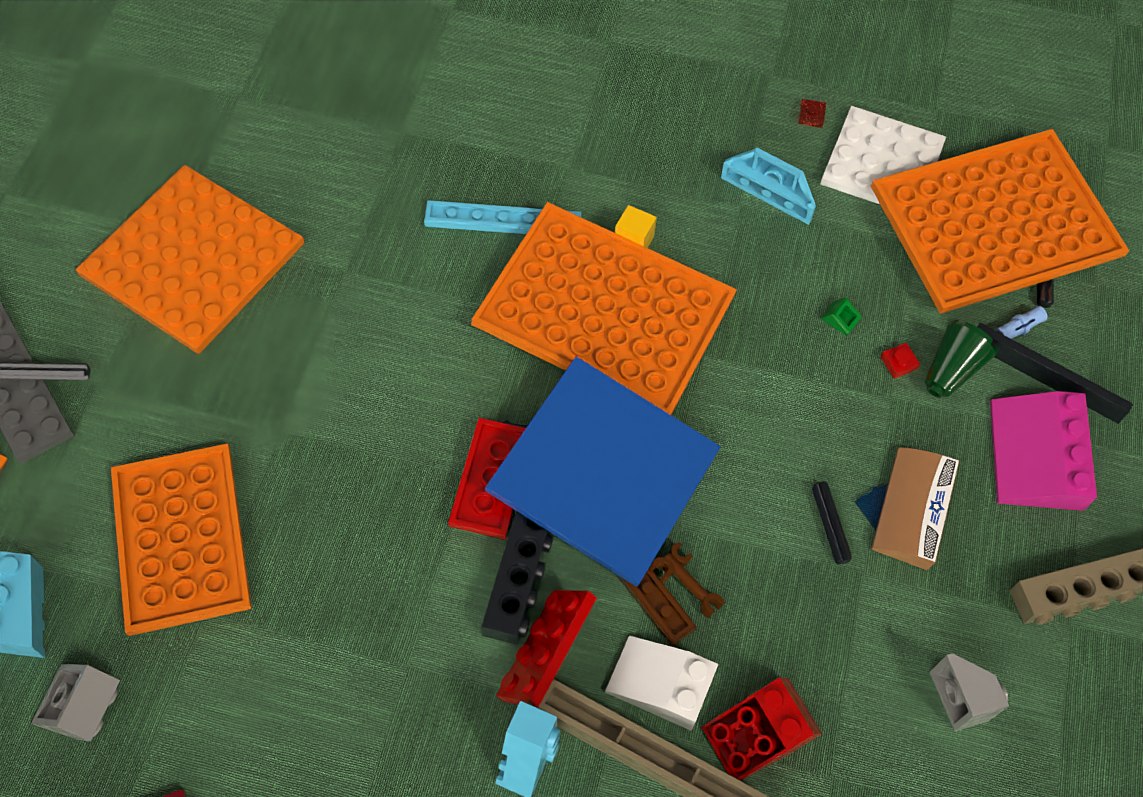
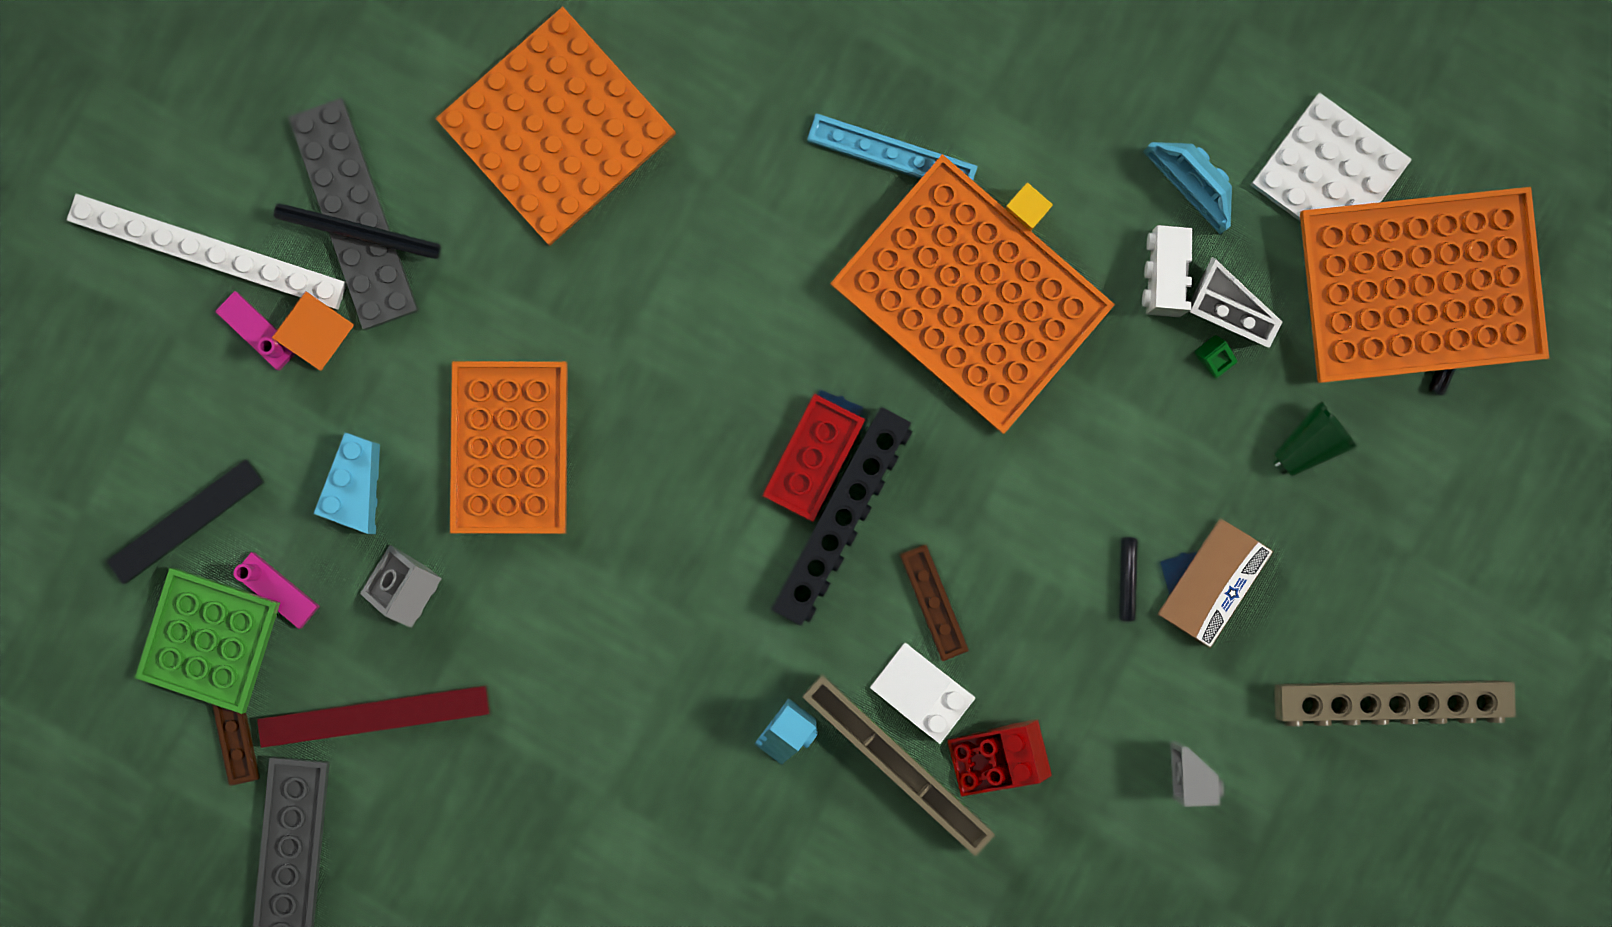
camera: 20 degrees right, 25 degrees up
(546, 647) = (825, 641): red plate -> none
(604, 470) = (923, 478): blue tile -> none
(675, 564) = (962, 587): reddish brown bar -> none
(776, 256) = (1168, 271): none -> white wedge
(812, 113) = (1272, 89): clear red plate -> none
(842, 267) = (1232, 306): none -> white wedge
(900, 360) = (1258, 422): red plate -> none
(1022, 323) = (1399, 412): light blue pin -> none
(1043, 451) = (1362, 556): dark pink slope -> none
(1057, 376) = (1404, 475): black tile -> none

